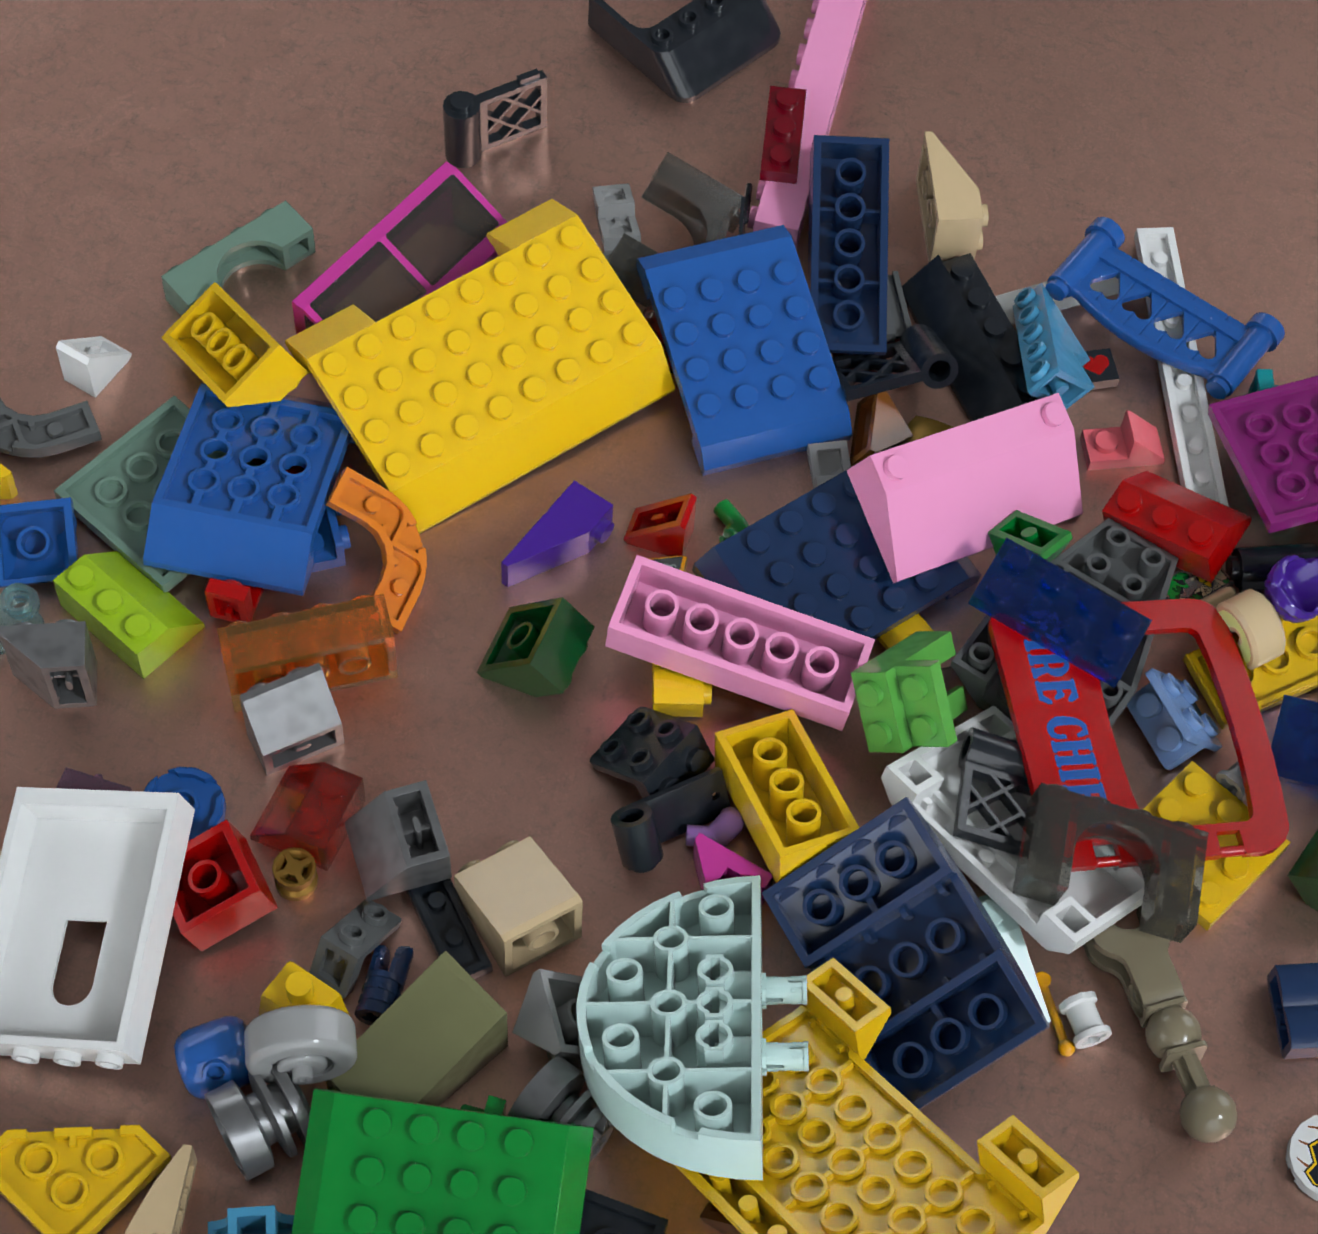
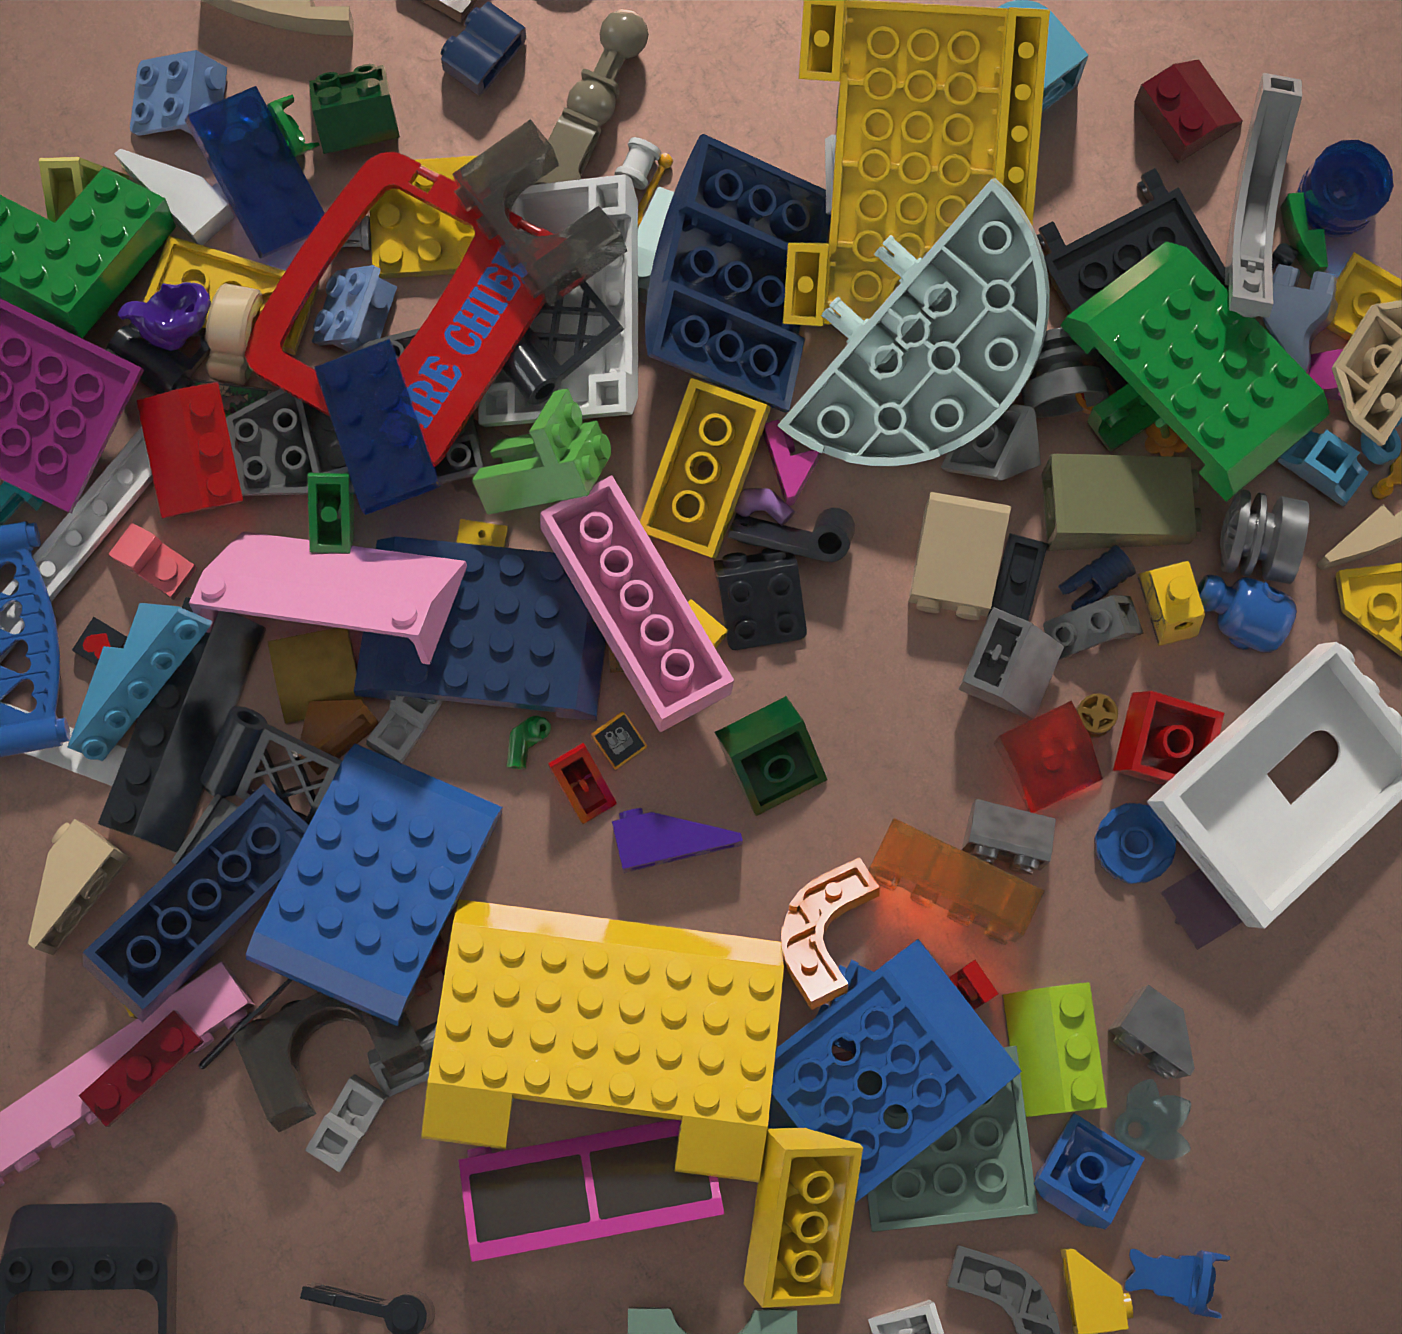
camera: 135 degrees left, 20 degrees up
(304, 1041) = (1212, 544): light grey wheel -> none

